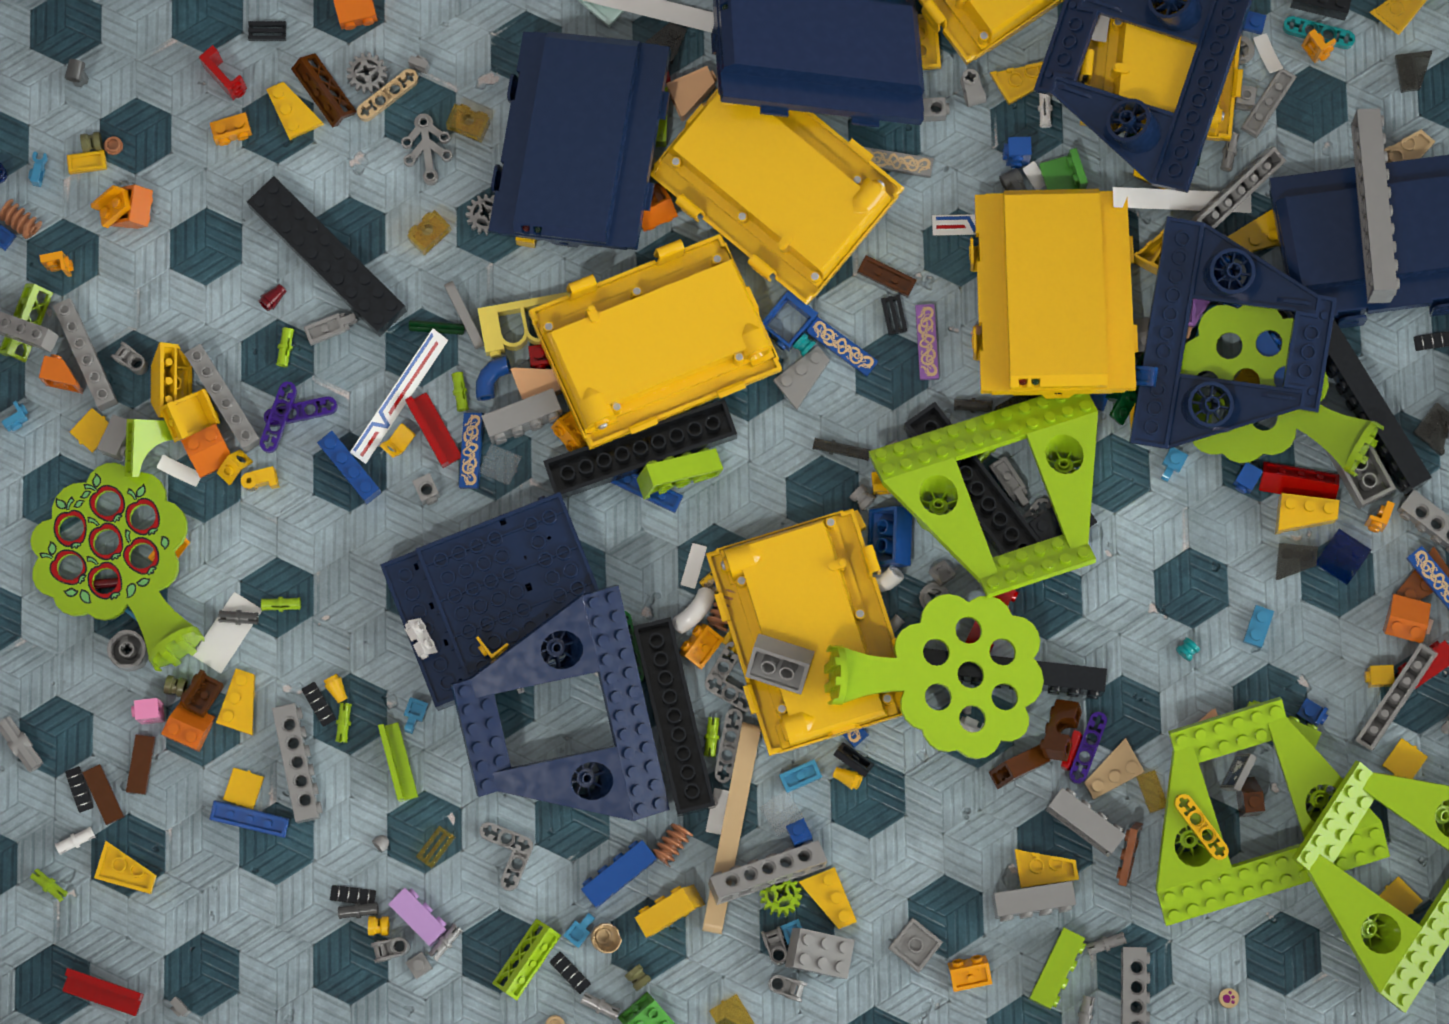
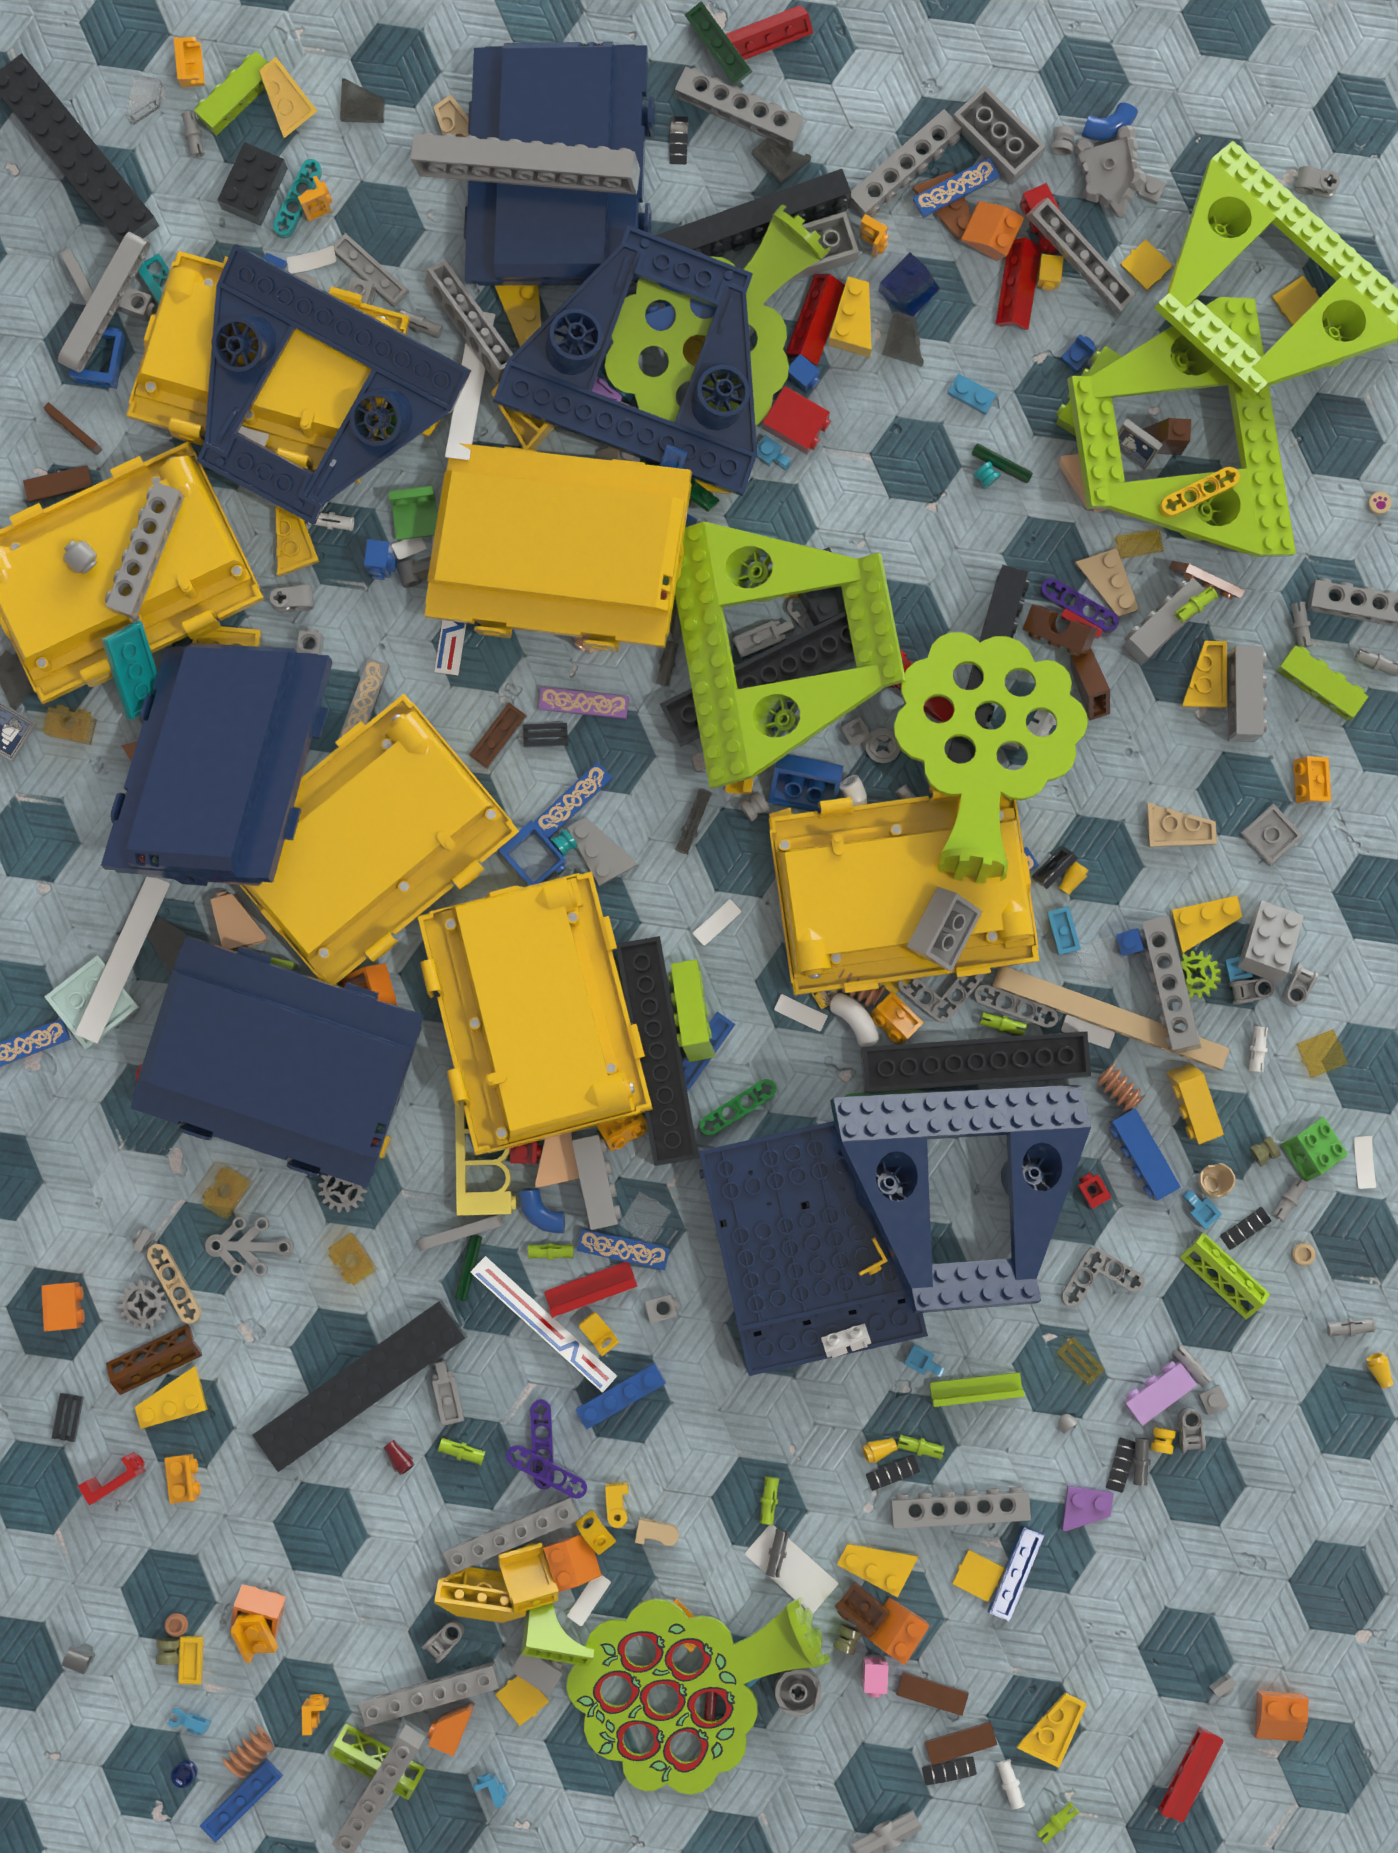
camera: 80 degrees left, 5 degrees up
(243, 510) = (656, 1530): none -> tan leg
(313, 869) = (1085, 1507): none -> medium lavender wing
(573, 834) = (1099, 1196): none -> red brick
(606, 524) = (735, 1103): none -> green beam
(726, 959) = (1258, 1048): none -> white pin
(758, 483) = (717, 922): none -> white sticker
(905, 859) = (1175, 828): none -> tan wing
(1101, 839) = (1196, 604): none -> lime pin
(1201, 661) = (1002, 463): none -> dark green axle
(1205, 479) = (796, 420): none -> red brick
(1364, 651) = (1018, 284): none -> red panel

